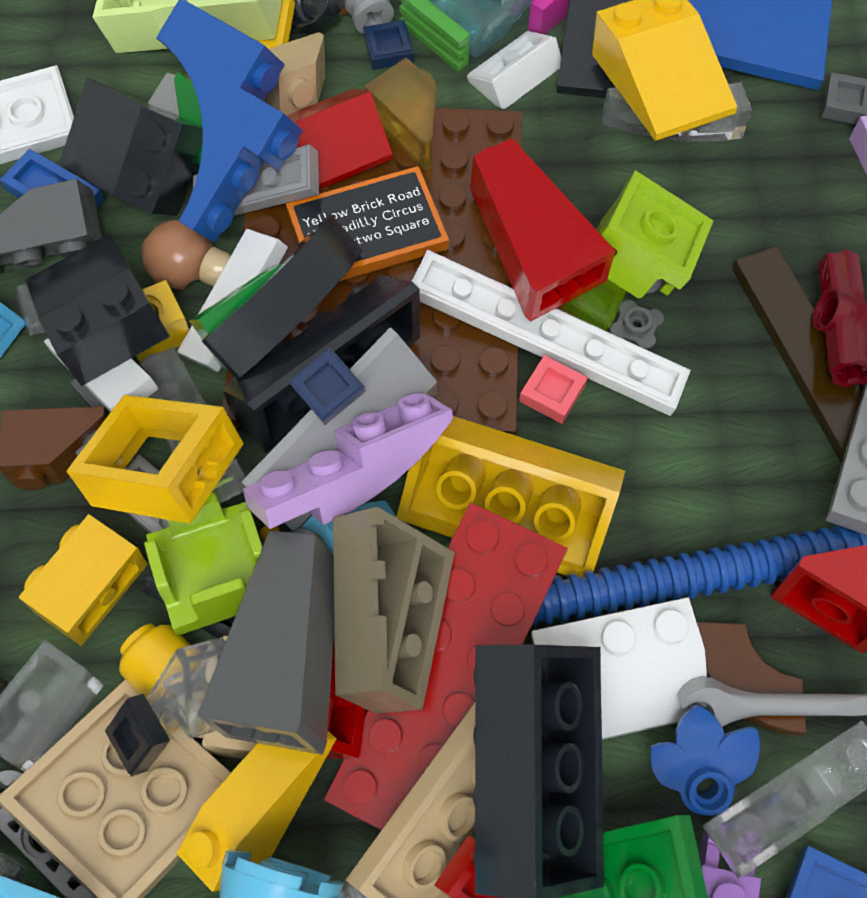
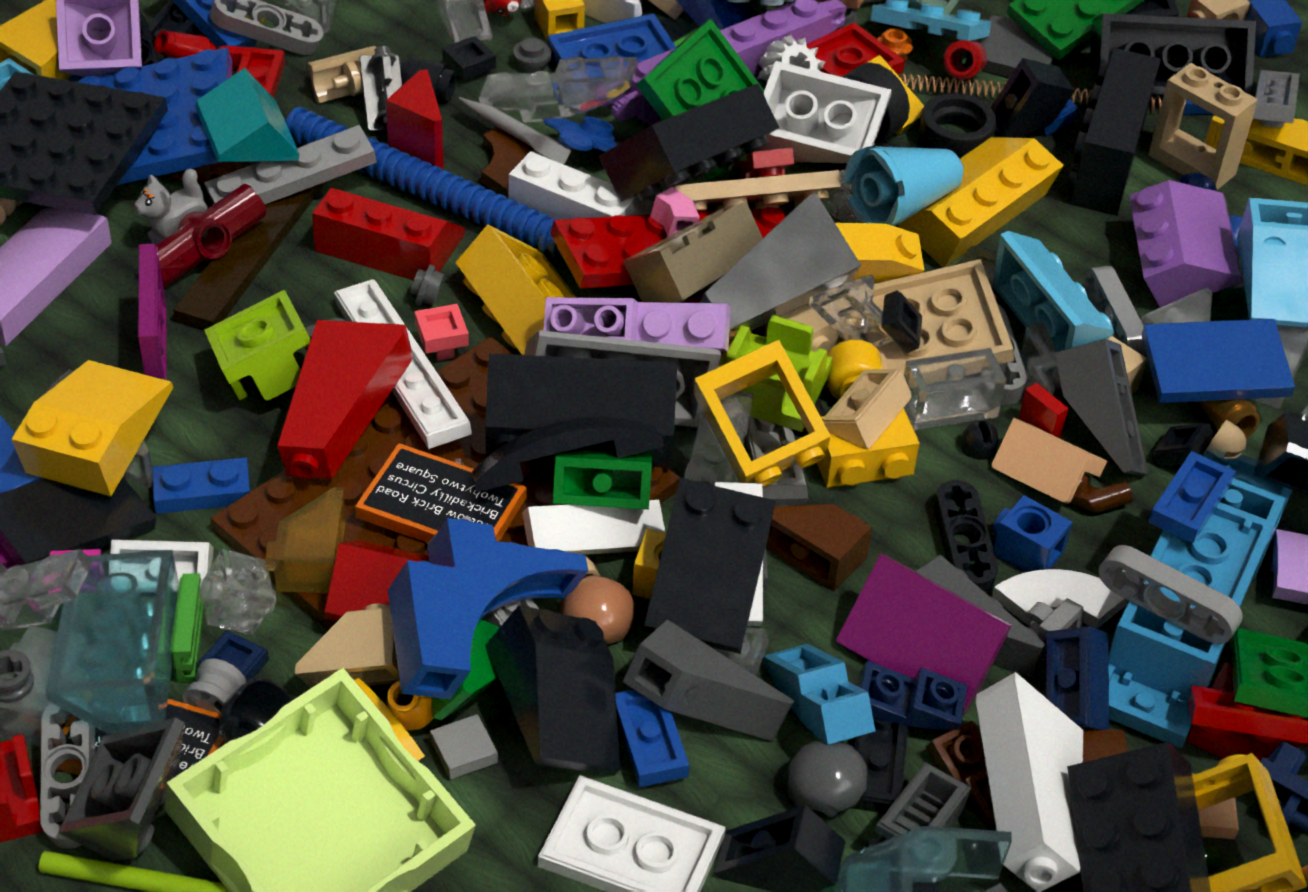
camera: 140 degrees left, 20 degrees down
(93, 590) = (868, 406): none -> tan slope
(327, 386) = (616, 337): dark blue tile -> none
(429, 52) = (237, 592): none -> clear brick
(457, 664) = (674, 211): none -> bright pink piece
(566, 137) = (200, 485): none -> blue plate
(625, 437) = (427, 285): none -> dark grey plate
(731, 470) = (382, 234): none -> red slope
(756, 191) = (152, 313): none -> magenta tile

